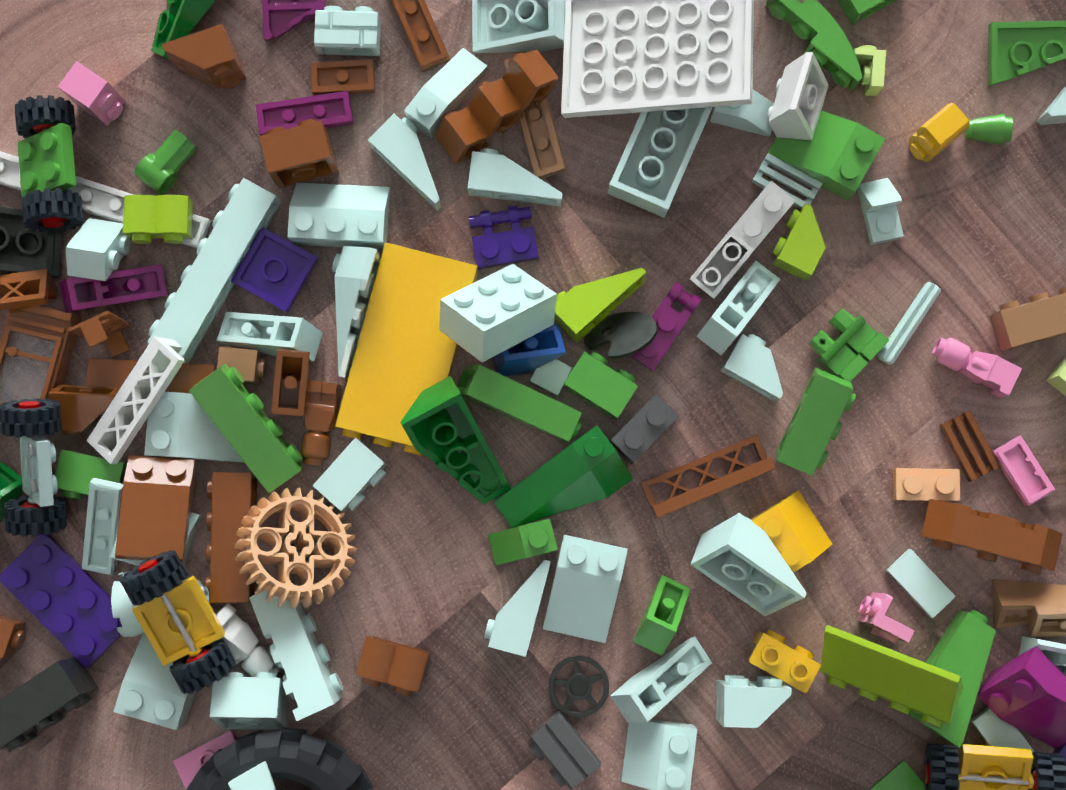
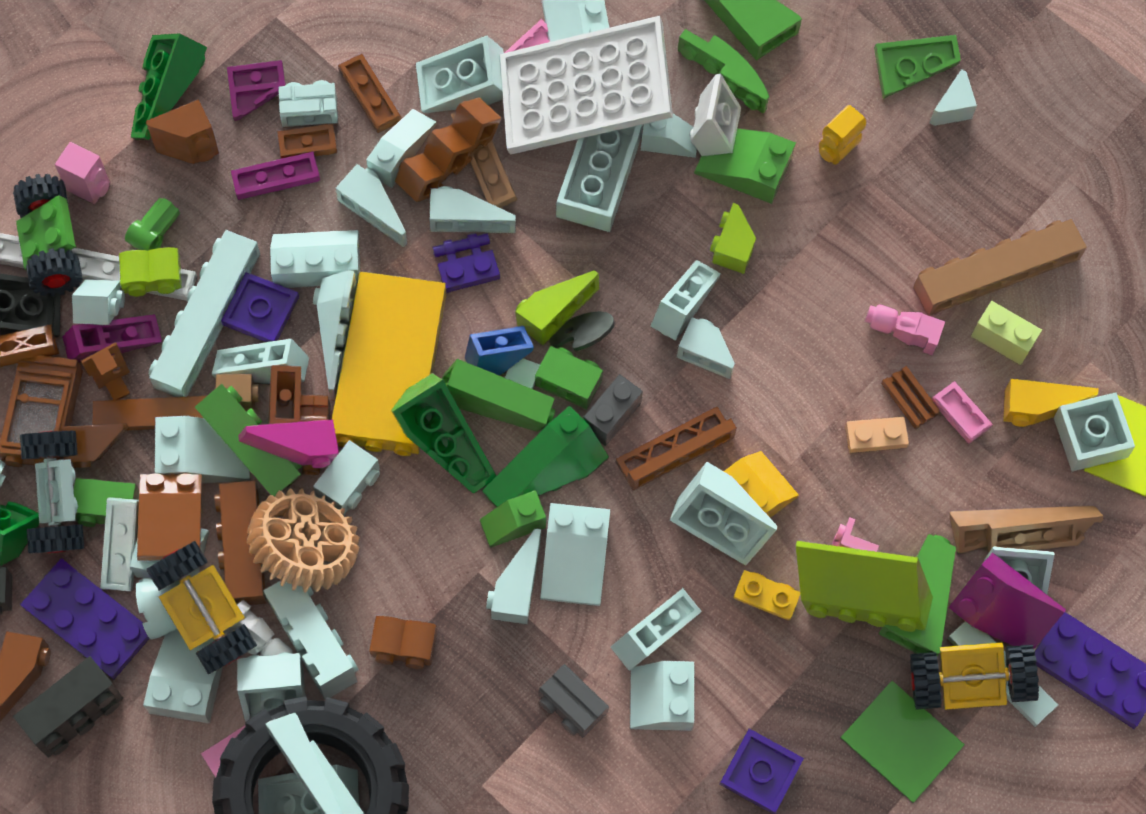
camera: 10 degrees left, 15 degrees down
(134, 400) = (143, 424): white fence -> none
(298, 153) = (275, 205): dark orange brick -> none
(301, 441) = (298, 442): none -> dark pink slope
(497, 312) = (468, 315): light aqua brick -> none
(578, 686) = (580, 645): pearl dark grey wheel -> none
(662, 615) = (649, 572): bright green slope -> none
(669, 324) = (625, 320): magenta plate -> none
(742, 239) = (682, 241): white slope -> none
(748, 702) = (737, 631): light aqua slope -> none
(792, 172) = (717, 188): light aqua tile -> none
(815, 422) = (767, 384): bright green brick -> none
(851, 349) = (790, 325): bright green hips -> none
(873, 69) = (777, 86): yellowish green bracket -> none
(880, 210) = (801, 208): light aqua slope -> none
(909, 323) = (841, 298): light aqua axle -> none
(920, 583) = (884, 520): light aqua tile -> none
(991, 129) = (888, 131): bright green cone -> none
(991, 535) = (940, 467): dark orange brick -> none

